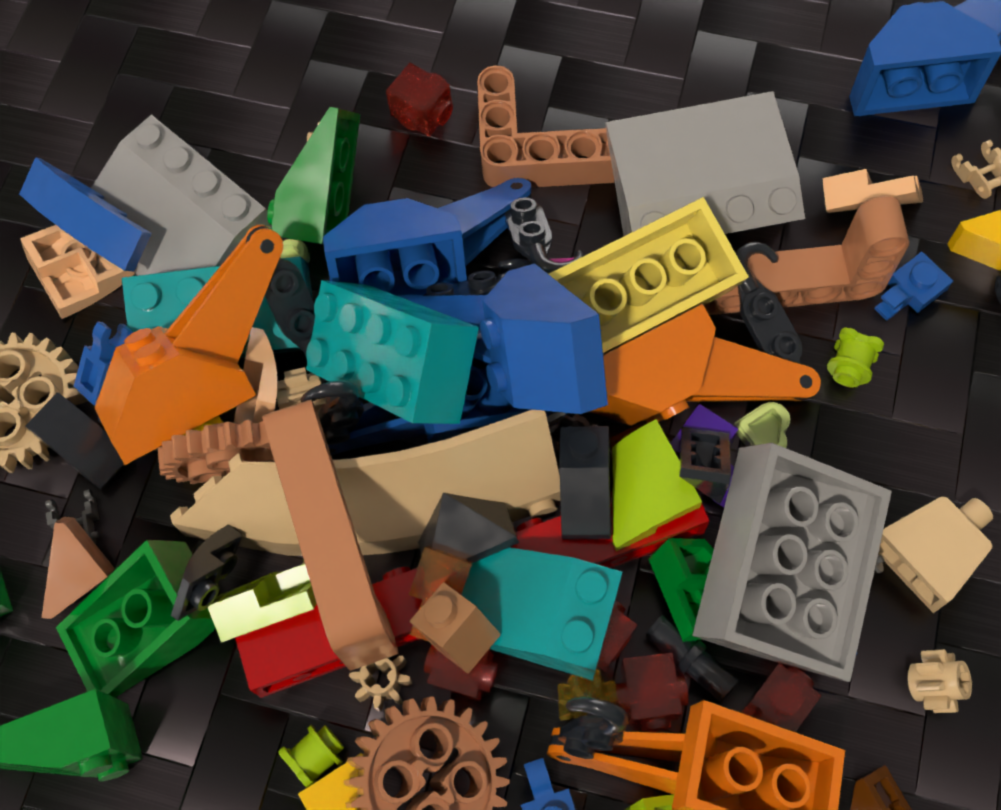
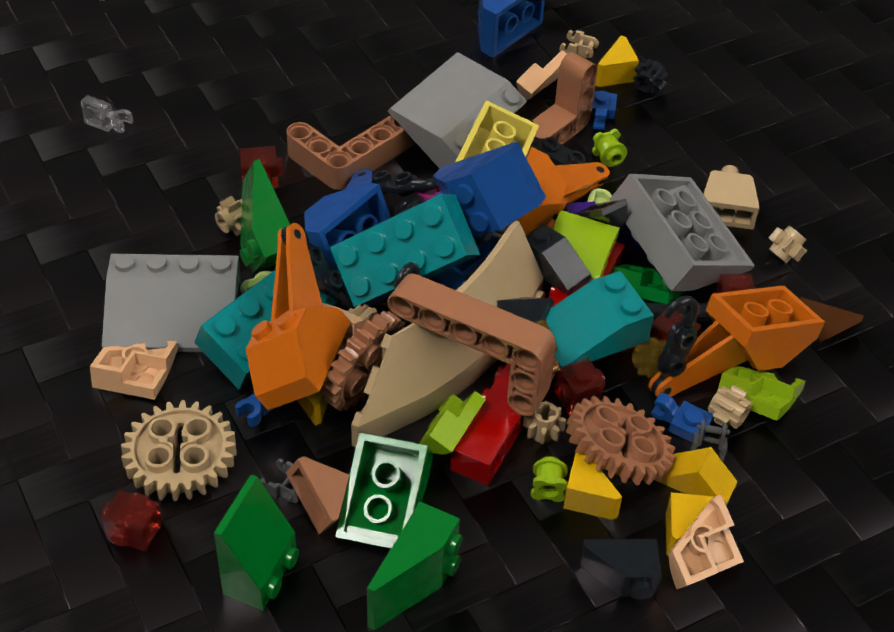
camera: 50 degrees left, 20 degrees down
(76, 440) = (250, 430): black slope -> none
(84, 215) = (119, 327): blue slope -> none
(97, 358) = (230, 386): blue plate -> none
(207, 566) = (412, 421): black slope -> none
(455, 627) = (573, 346): medium nougat brick -> none

